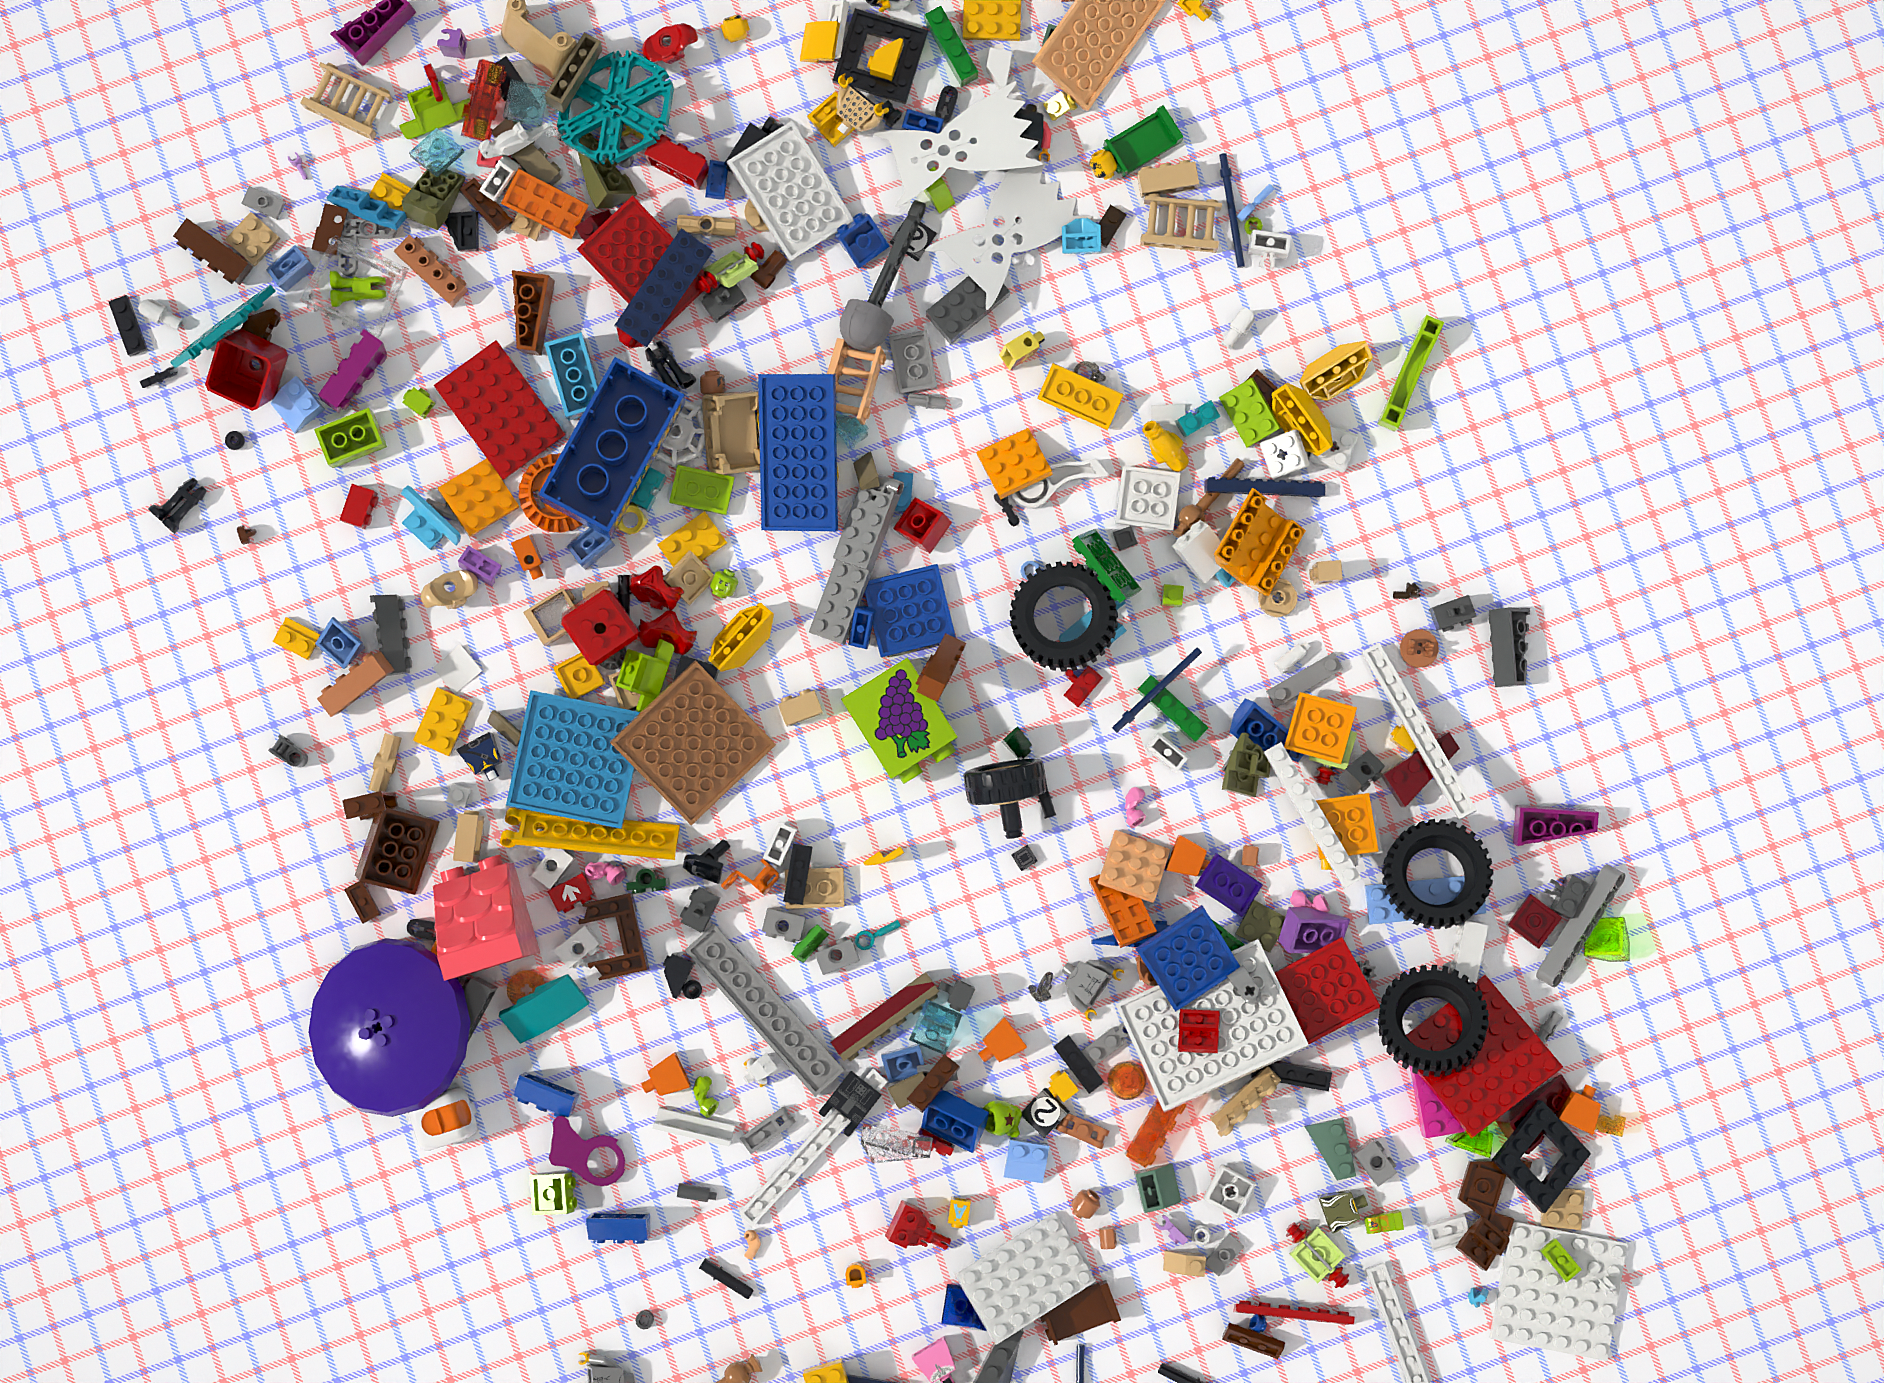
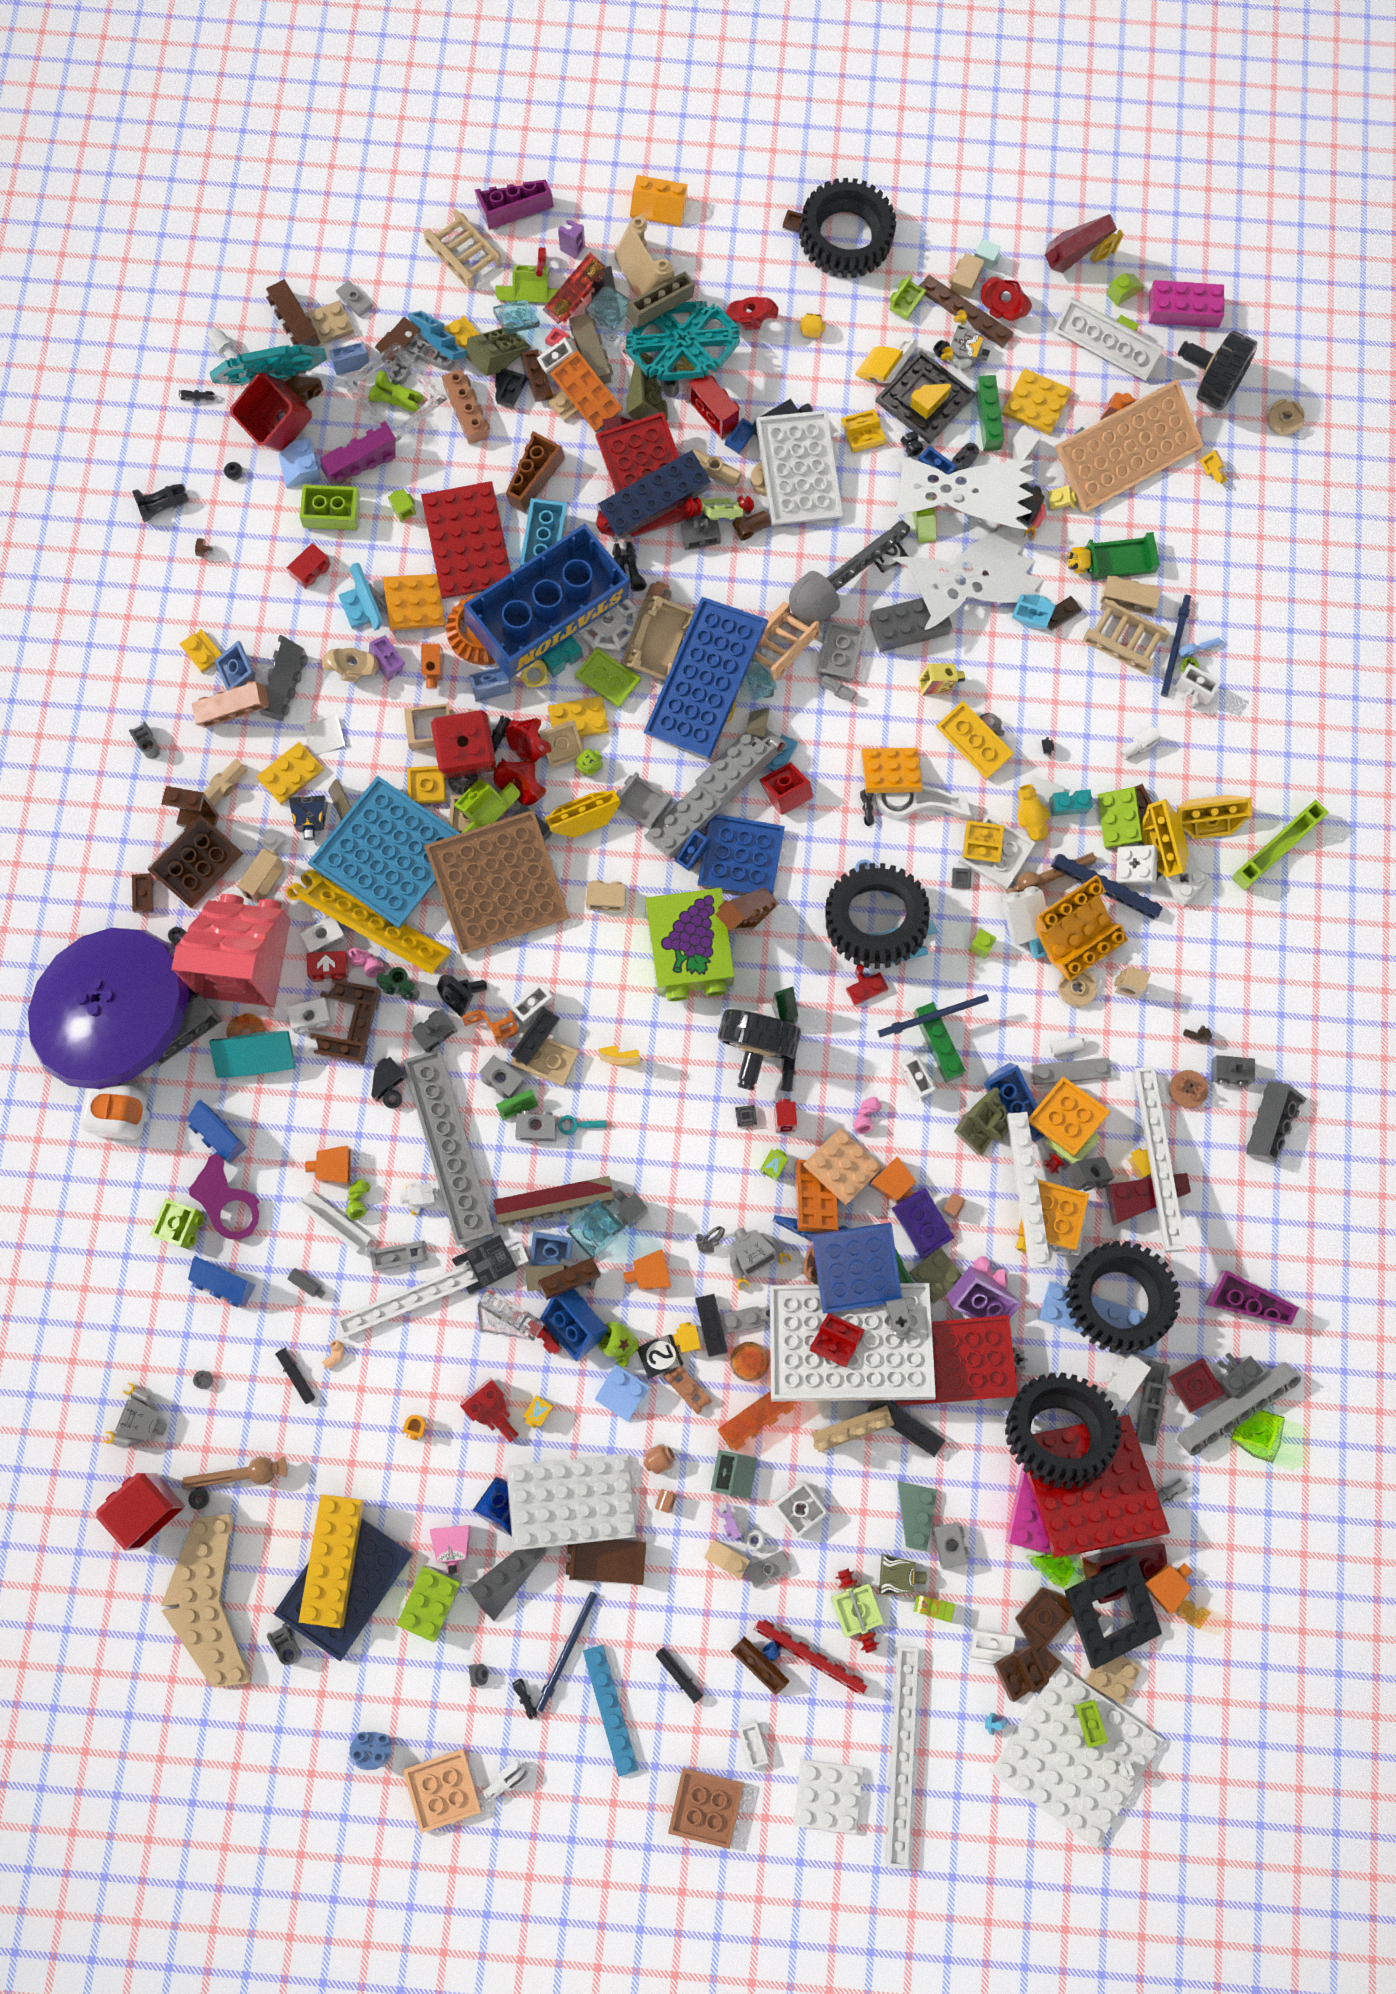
camera: 25 degrees right, 10 degrees down
(128, 325) = (193, 345): black plate -> none
(297, 163) = (397, 279): lavender hand -> none
(511, 141) = (581, 329): white animal -> none
(792, 598) = (643, 801): none -> light grey panel
(856, 108) = (886, 425): tan torso -> none
(861, 239) = (842, 533): blue plate -> none
(1061, 844) = (785, 1116): none -> red brick
(1070, 891) = (774, 1164): none -> lime brick
(1106, 565) = (934, 887): green plate -> none
(1131, 495) = (983, 841): none -> yellow slope
(1151, 370) = (1047, 745): none -> black plate
(1501, 954) = (1152, 1402): none -> dark grey slope

